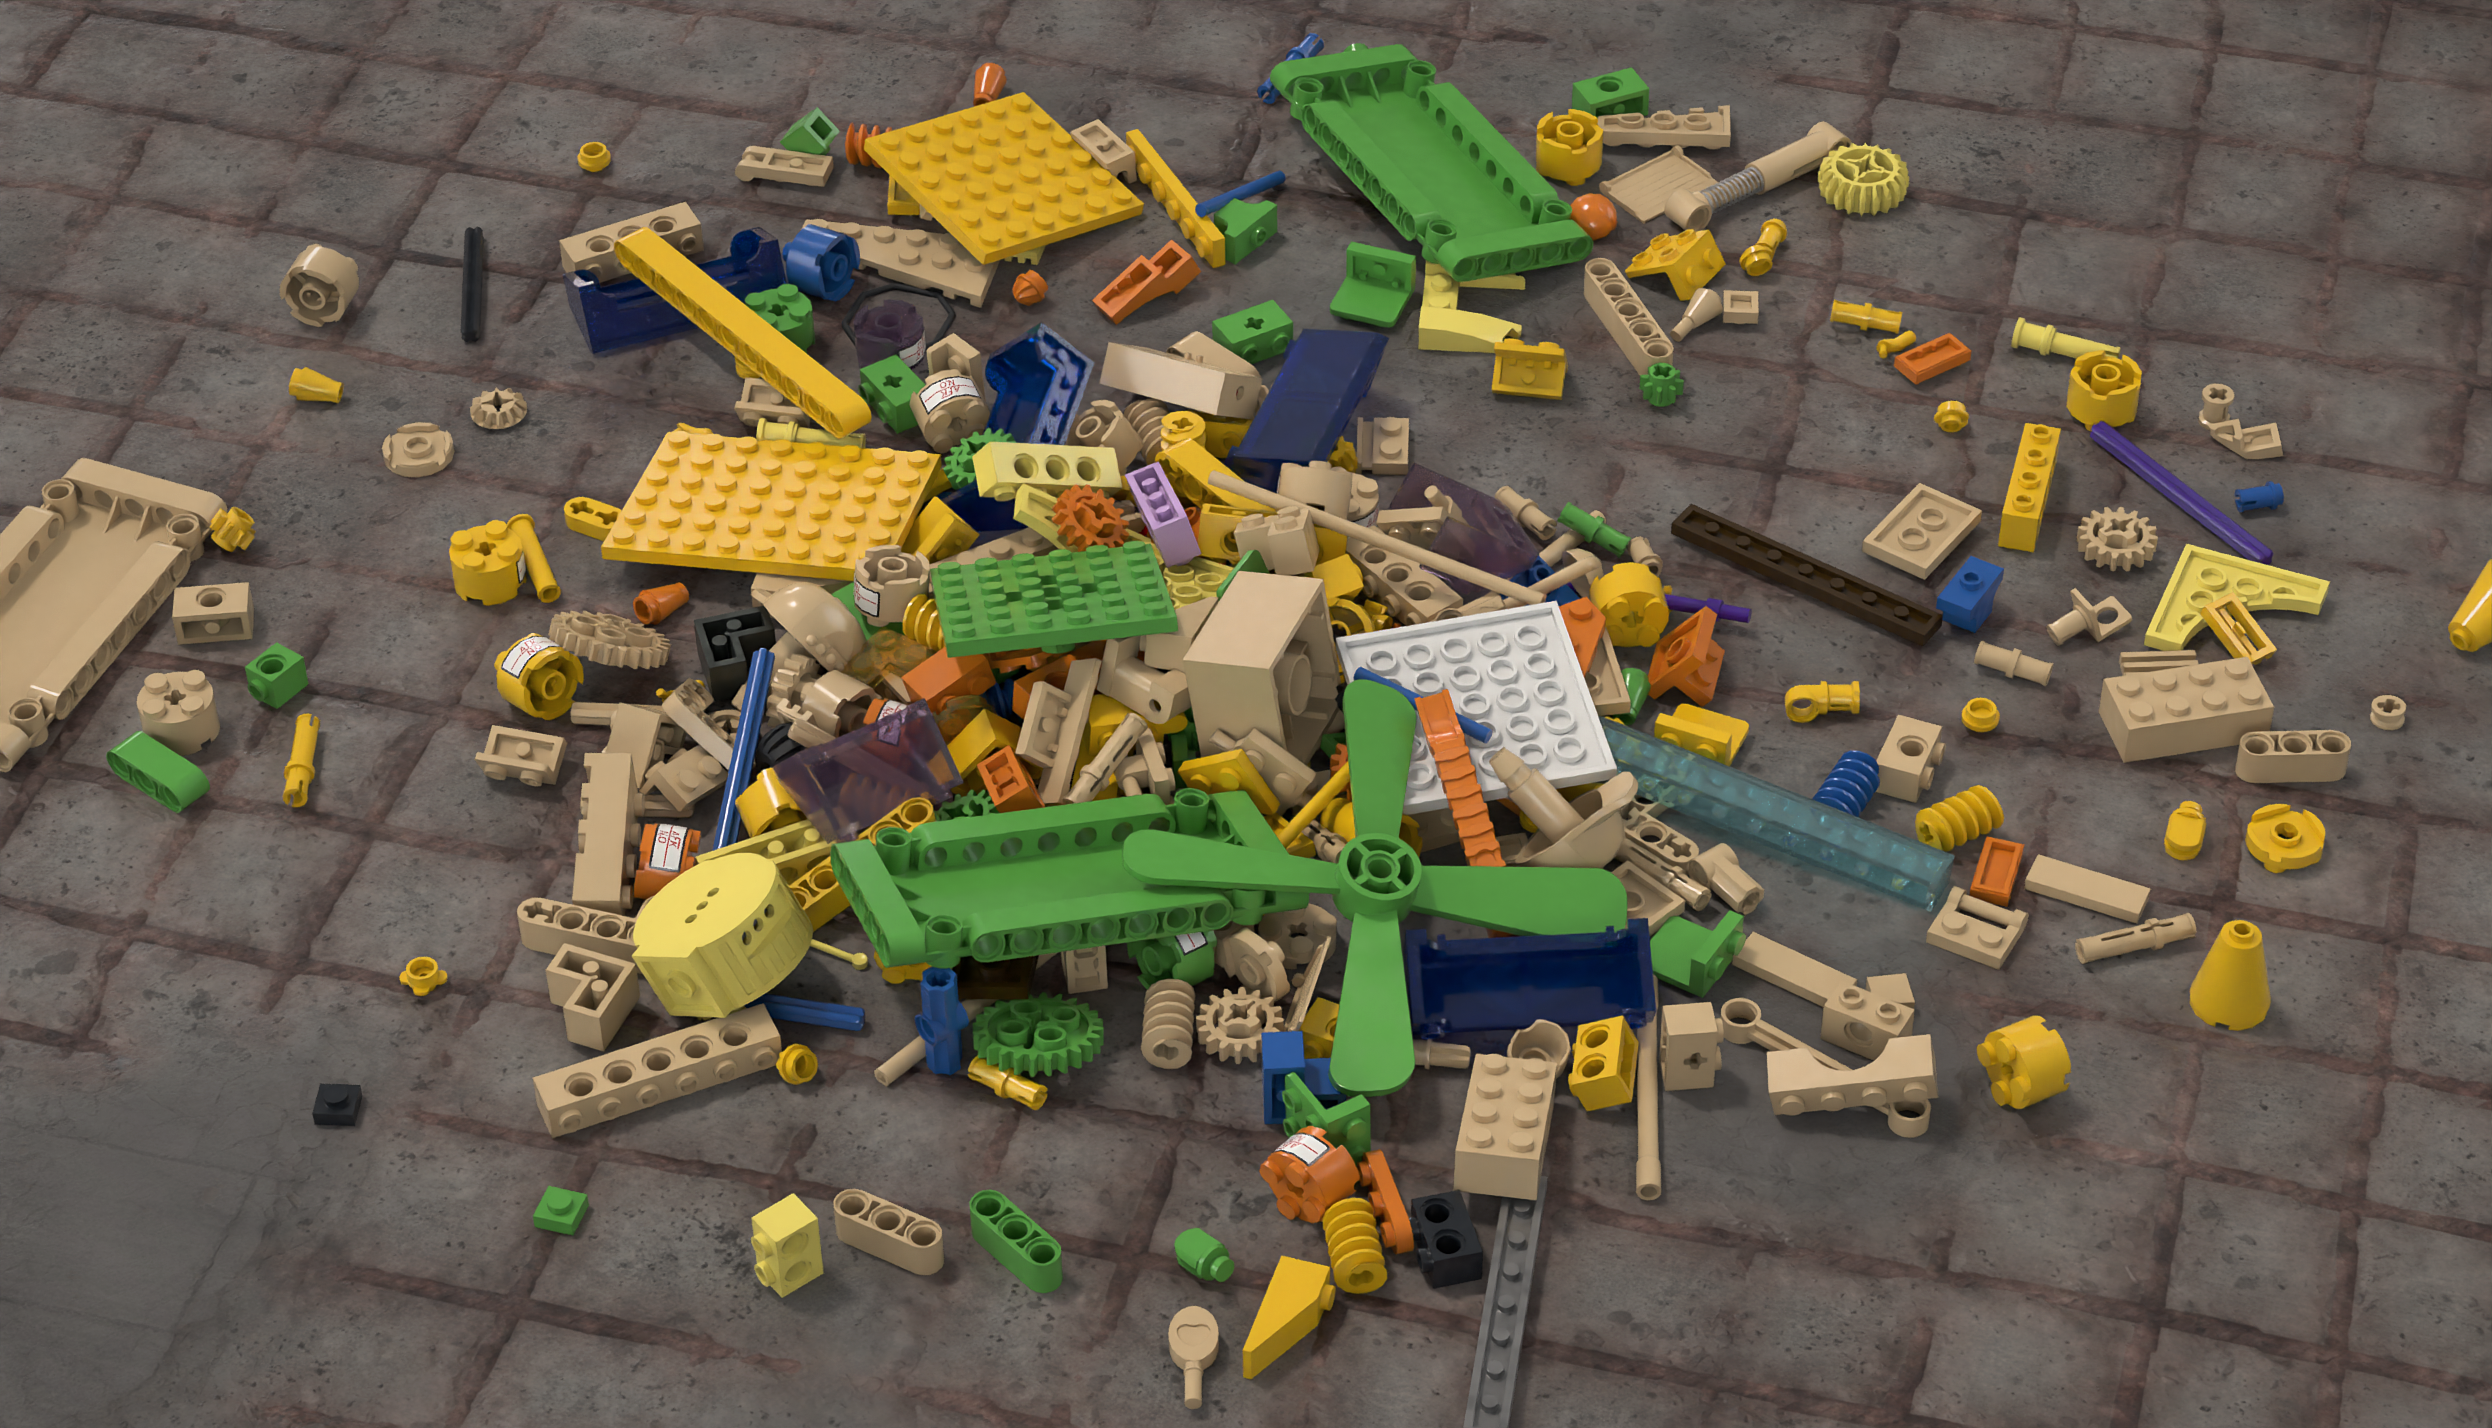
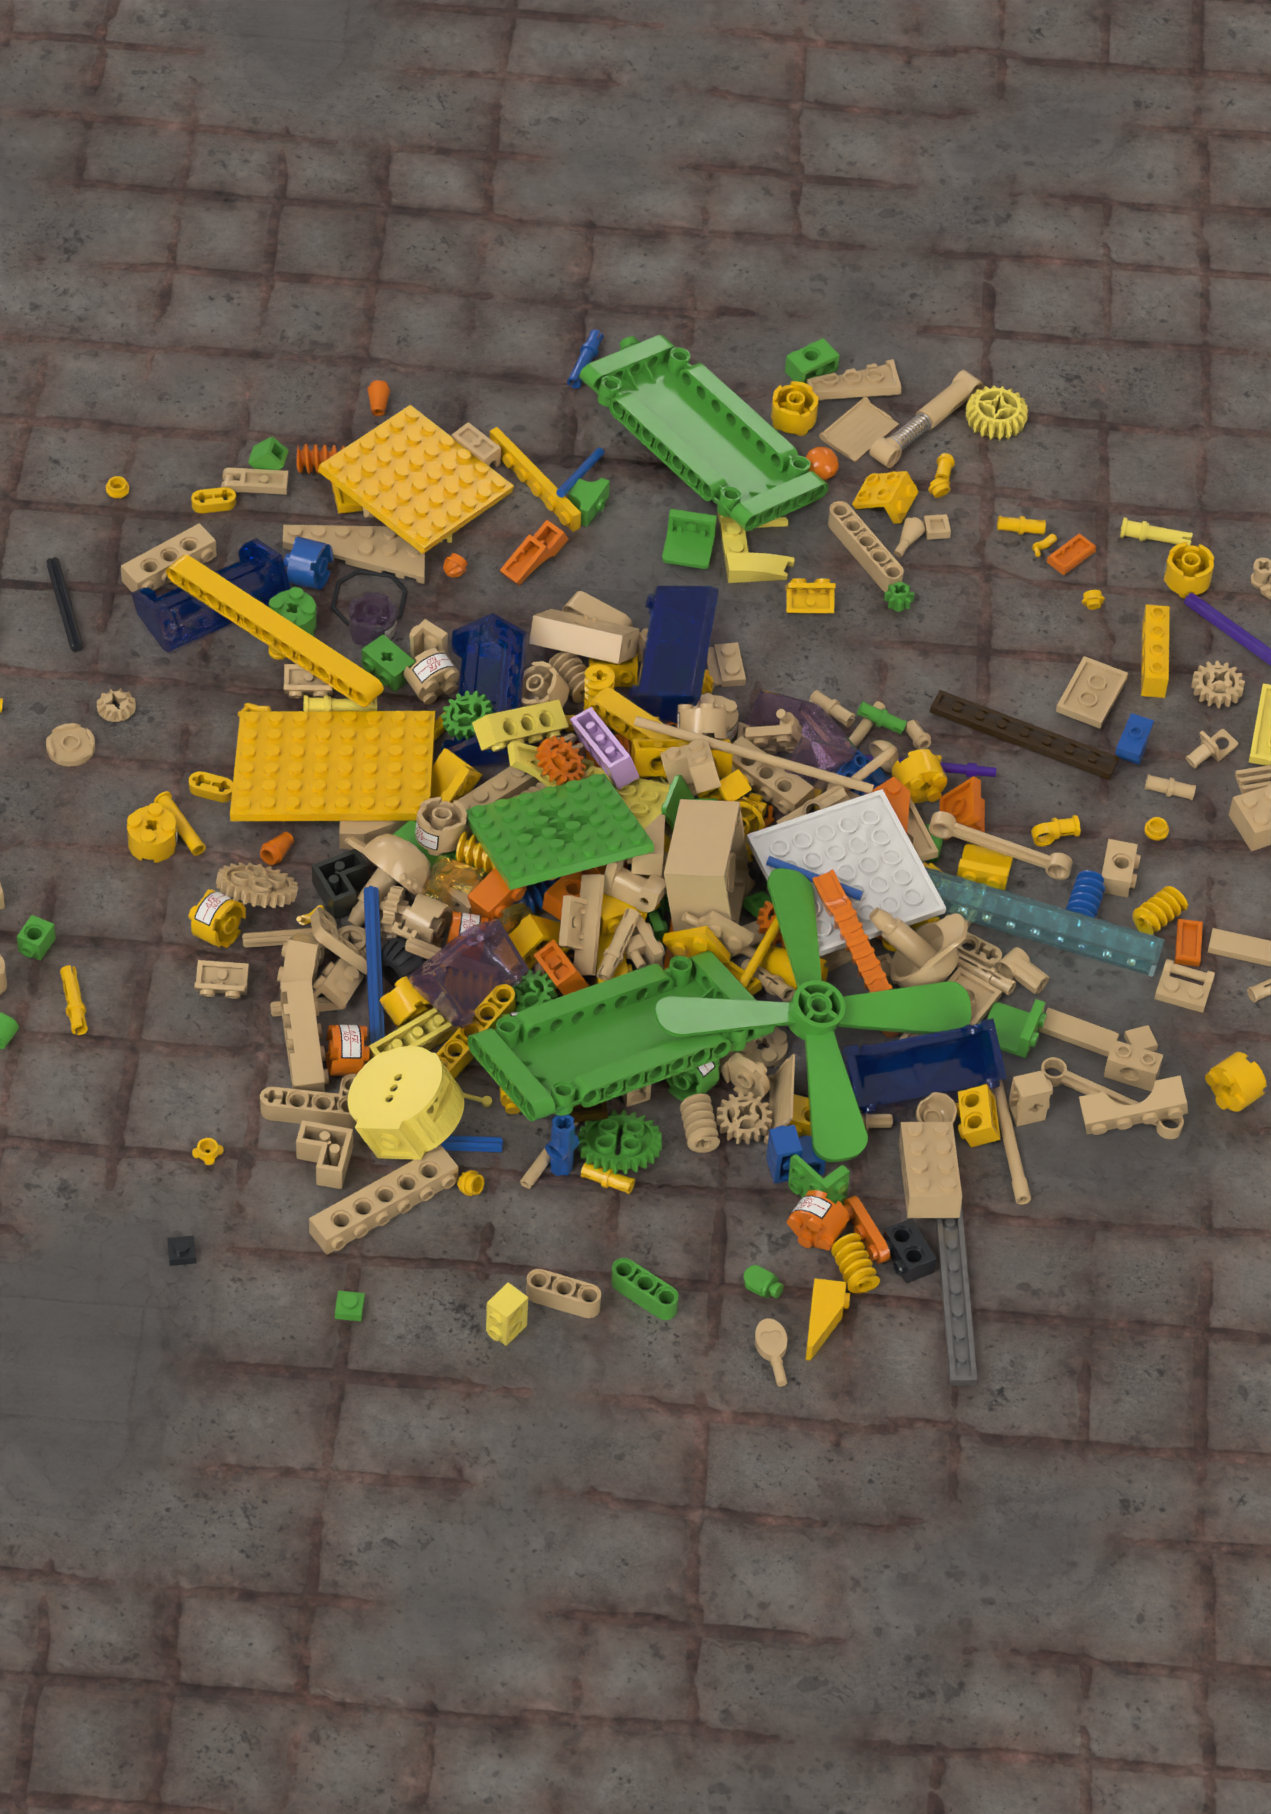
camera: 15 degrees left, 10 degrees up
(720, 183) = (213, 500): none -> yellow beam
(1254, 332) = (618, 585): bright green brick -> none
(1730, 706) = (1048, 862): none -> tan piece

